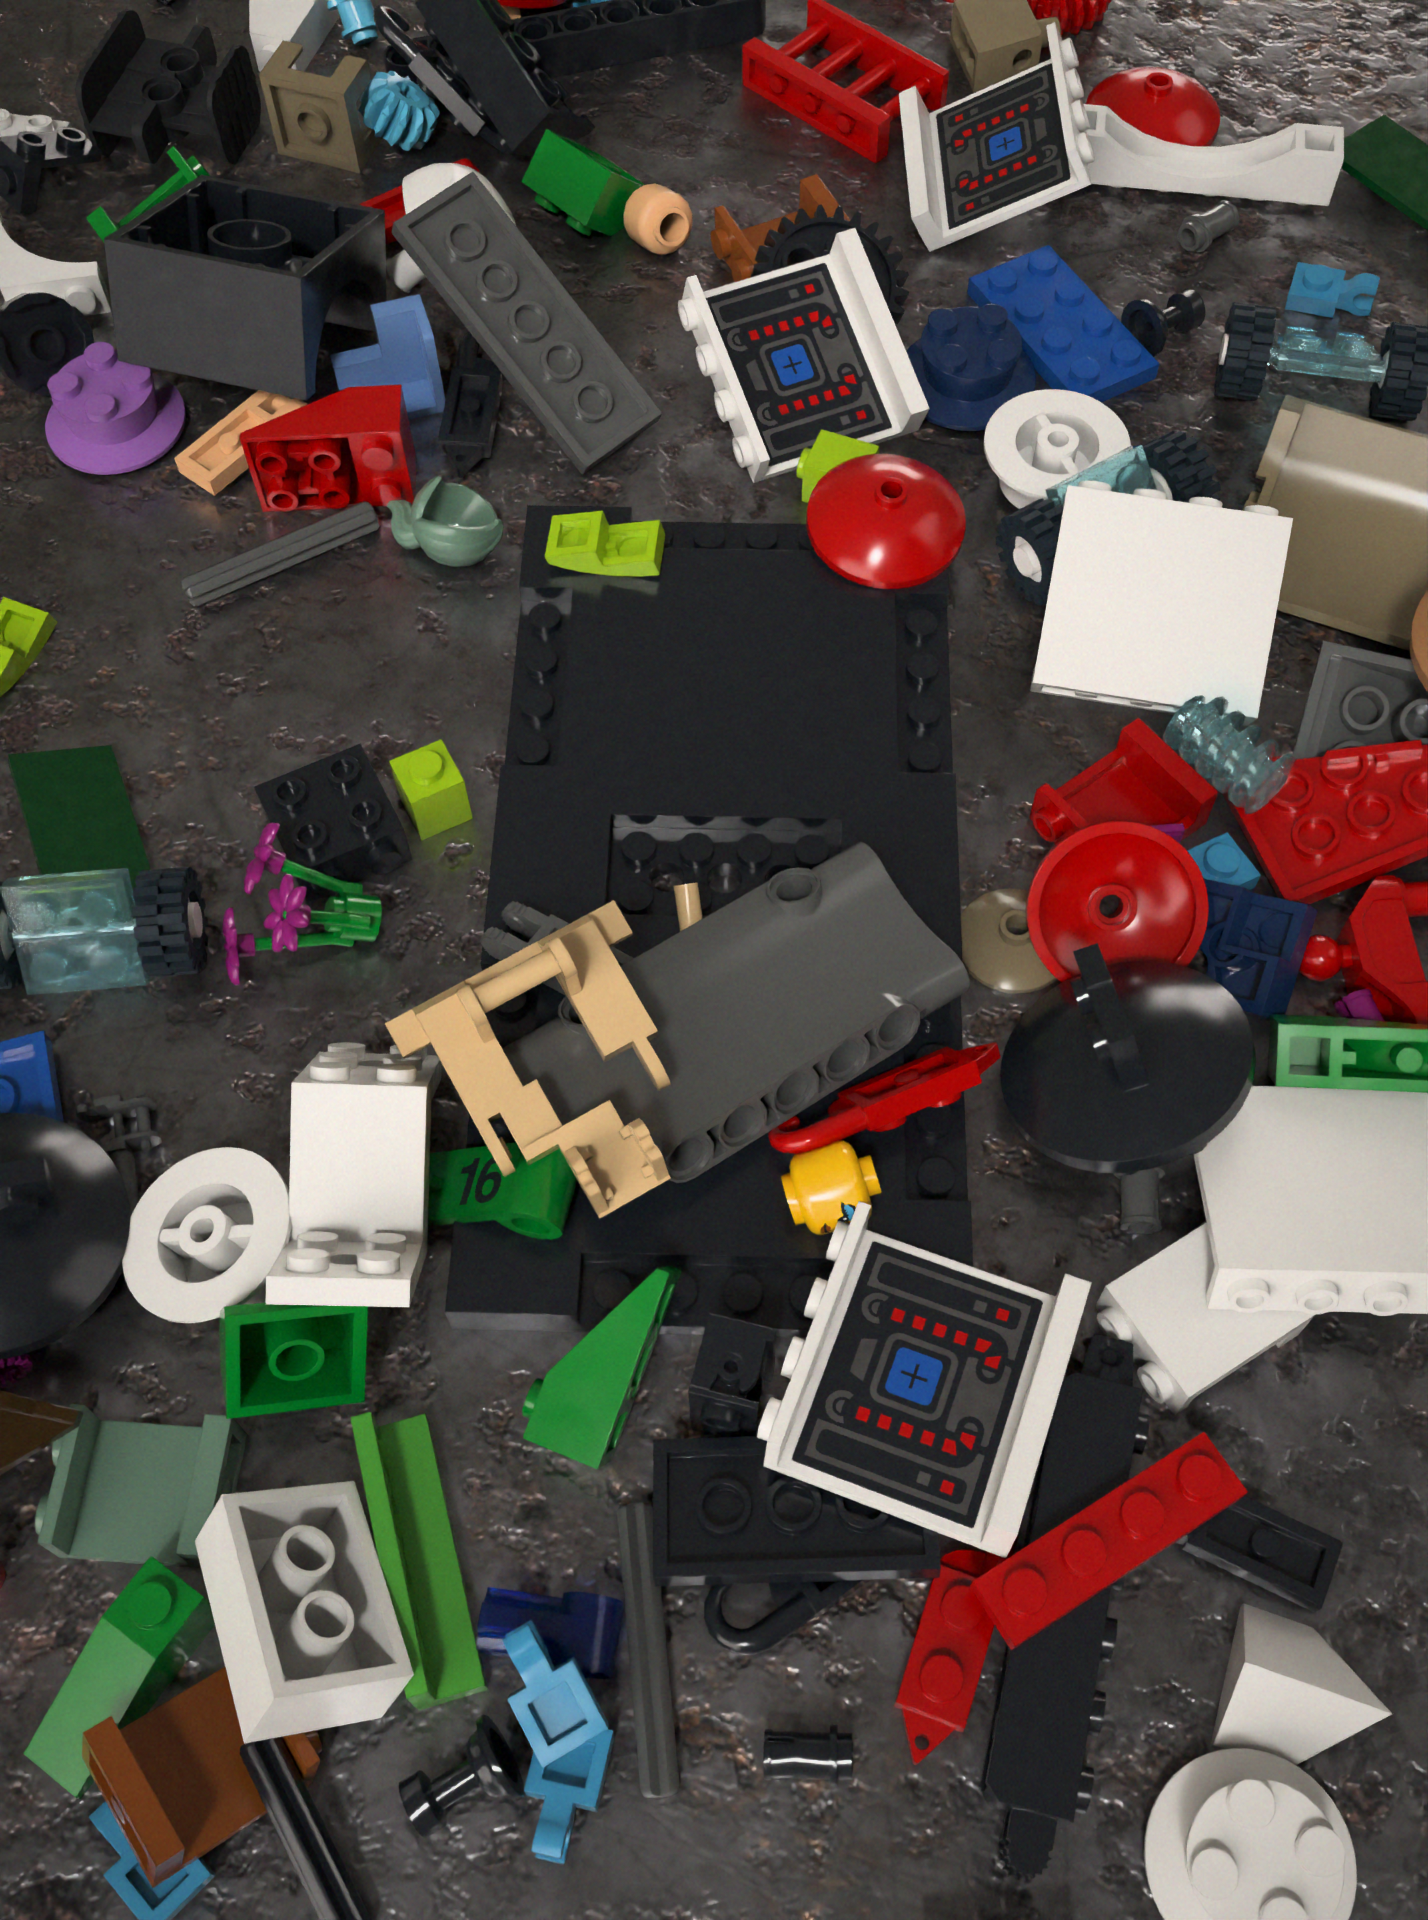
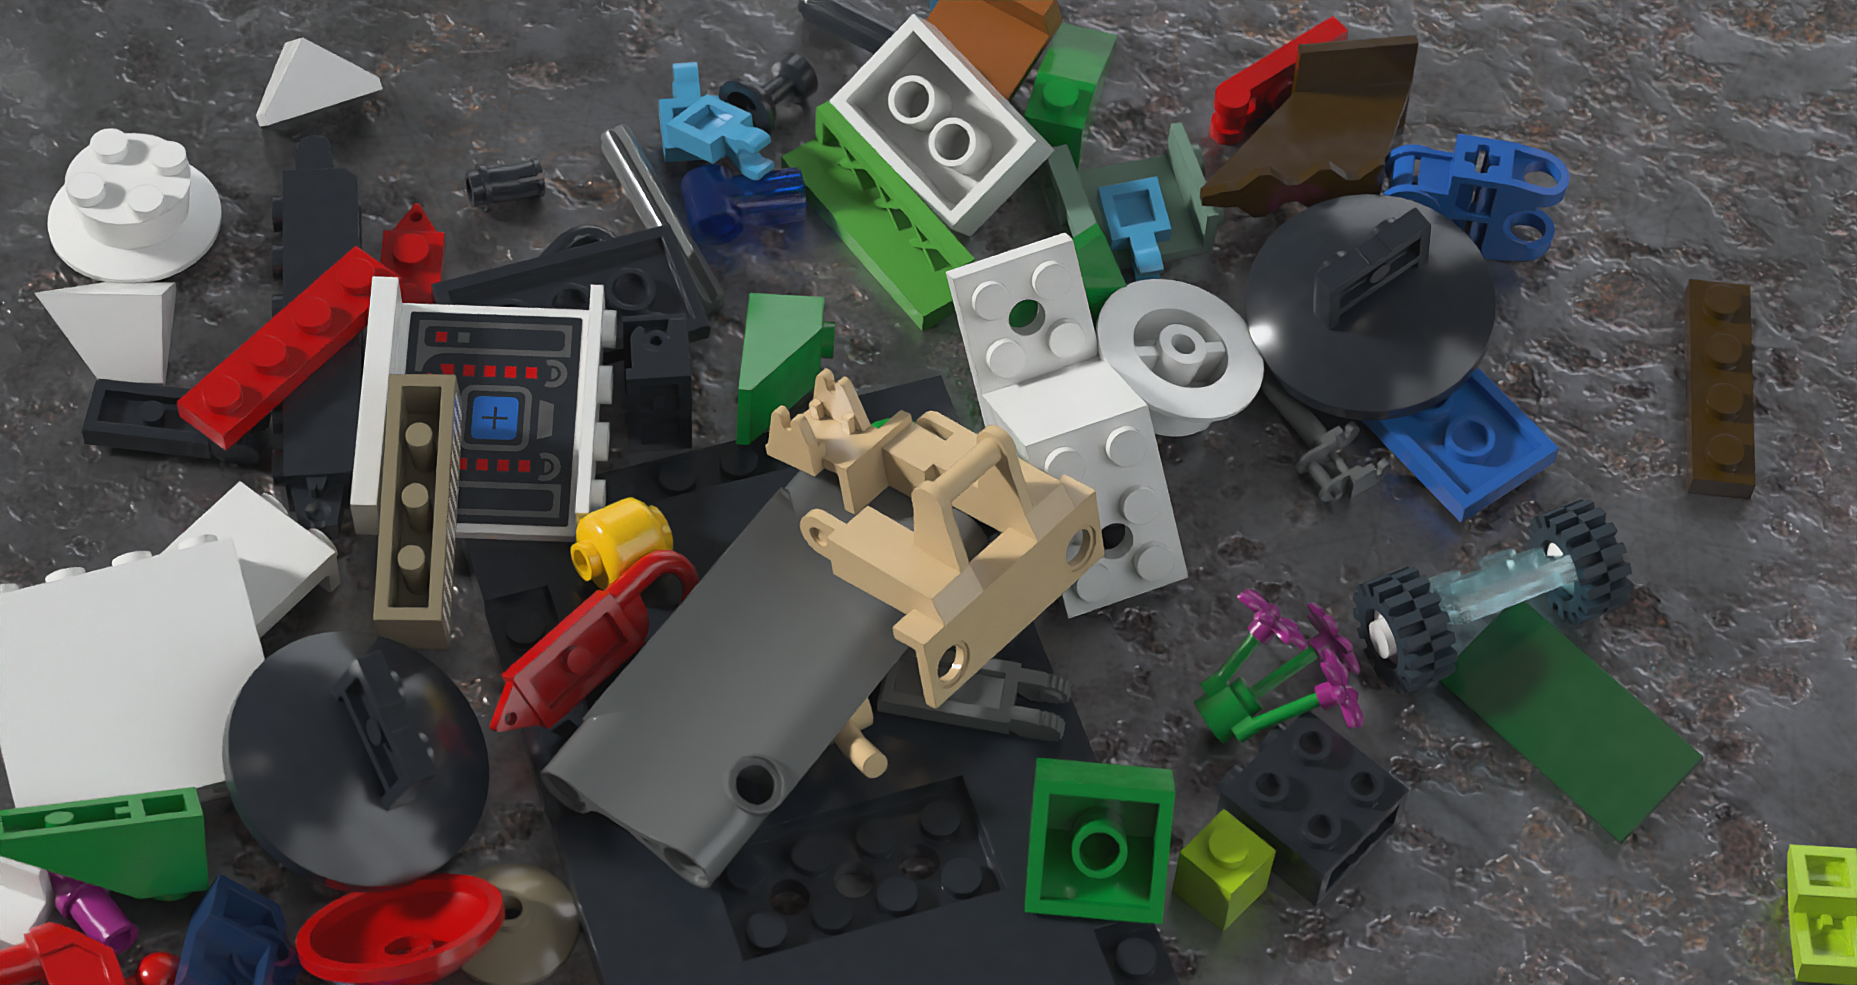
camera: 155 degrees right, 5 degrees down
(155, 1449) = (1136, 220): none -> dark azure plate
(518, 807) = (1099, 840): none -> green slope
(1023, 1258) = (419, 510): none -> dark tan brick

